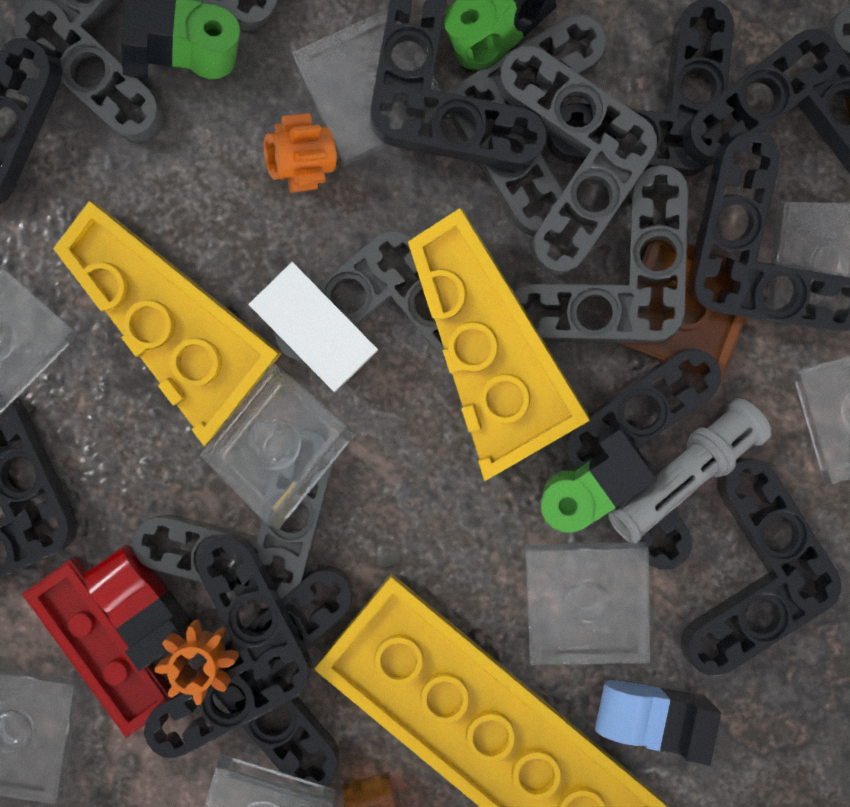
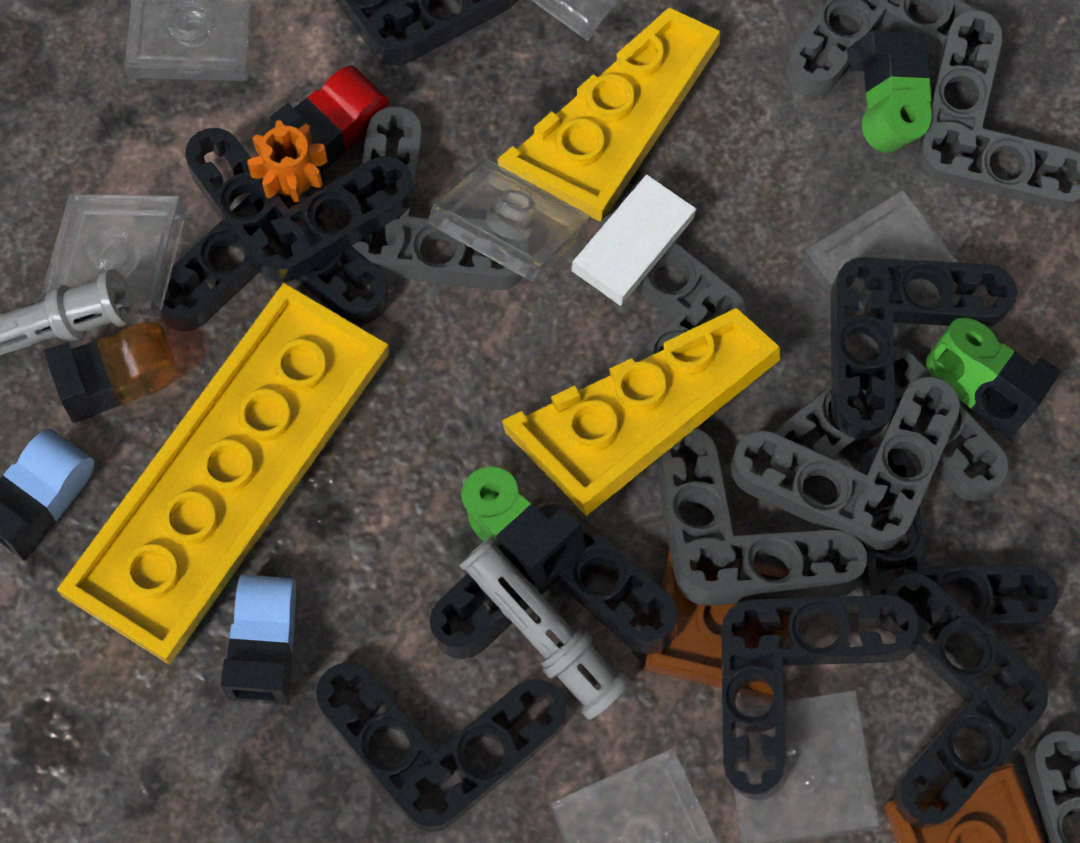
camera: 80 degrees right, 20 degrees down
(96, 647) = (285, 81): red tile -> none
(300, 152) = (805, 209): orange gear -> none
(588, 603) = (381, 550): clear plate -> none

